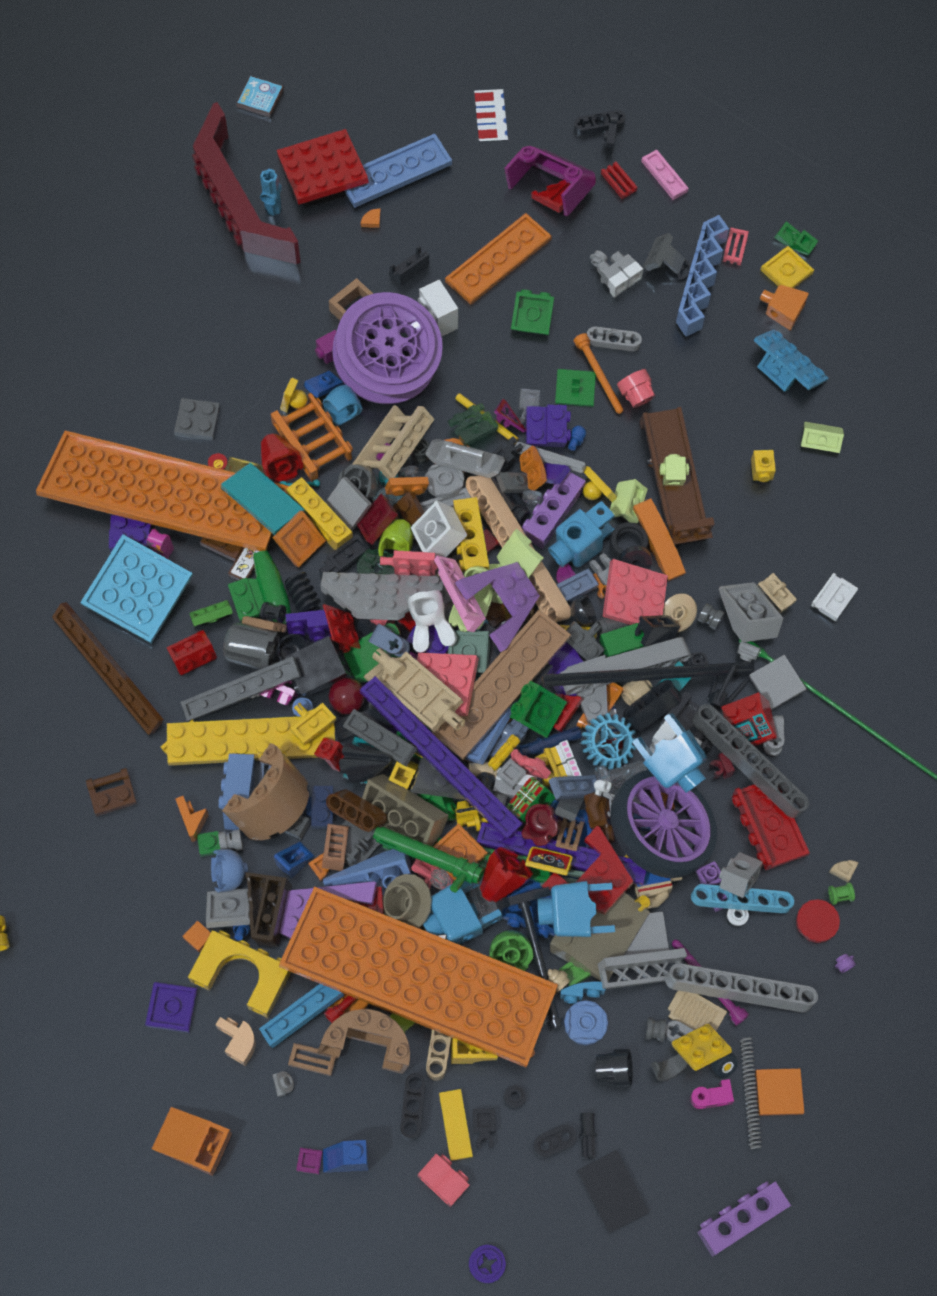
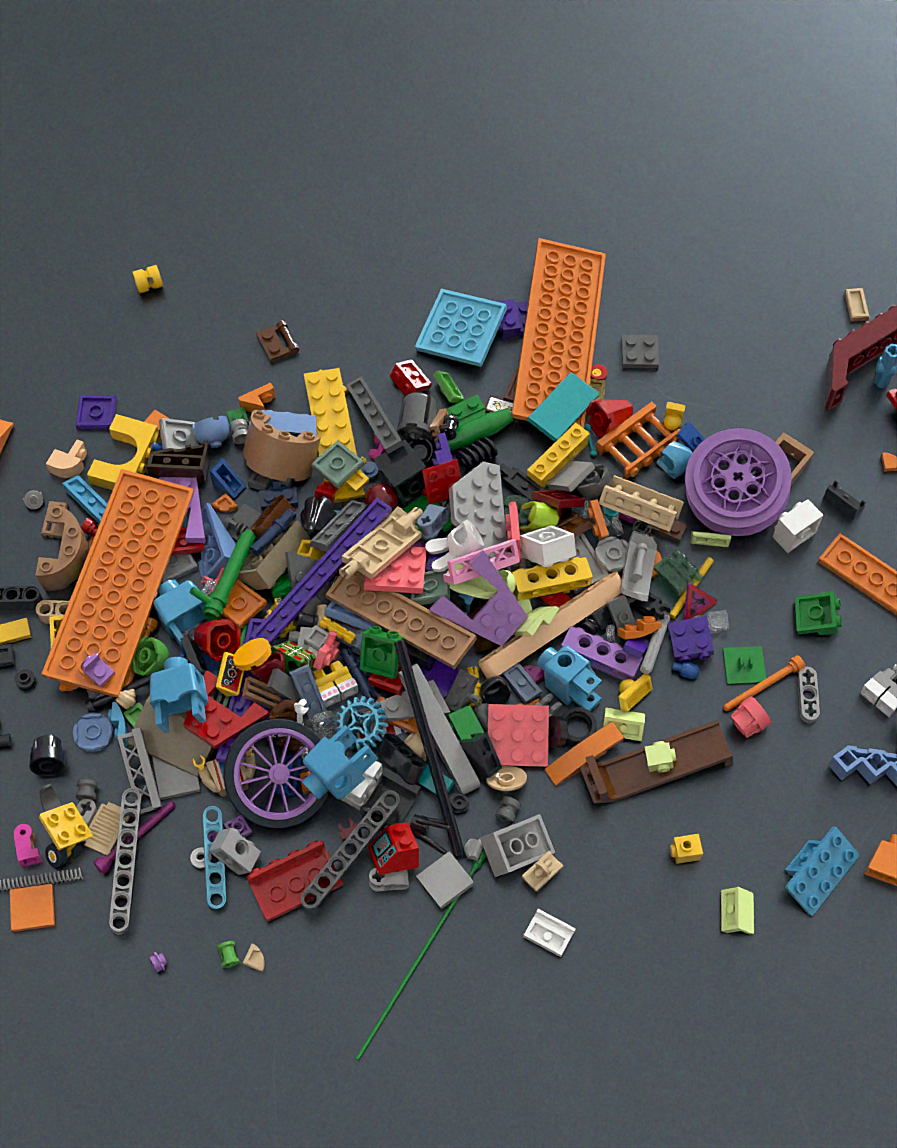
camera: 85 degrees right, 5 degrees down
(107, 668) = (382, 324): reddish brown plate -> none
(160, 543) = (505, 337): dark pink leg -> none
(178, 210) = (856, 304): none -> tan tile
(299, 539) = (529, 441): orange tile -> none
(302, 731) = (337, 464): none -> sand green tile
(334, 860) = (226, 502): nougat slope -> none
(383, 809) = (278, 526): none -> dark blue pin
(408, 900) = (188, 565): dark tan helmet -> none
(433, 391) = (711, 539): none -> yellowish green slope
(530, 1002) = (97, 670): none -> medium lavender bracket
(534, 832) = (252, 653): none -> light orange tile
(817, 921) = (200, 934): red tile -> none

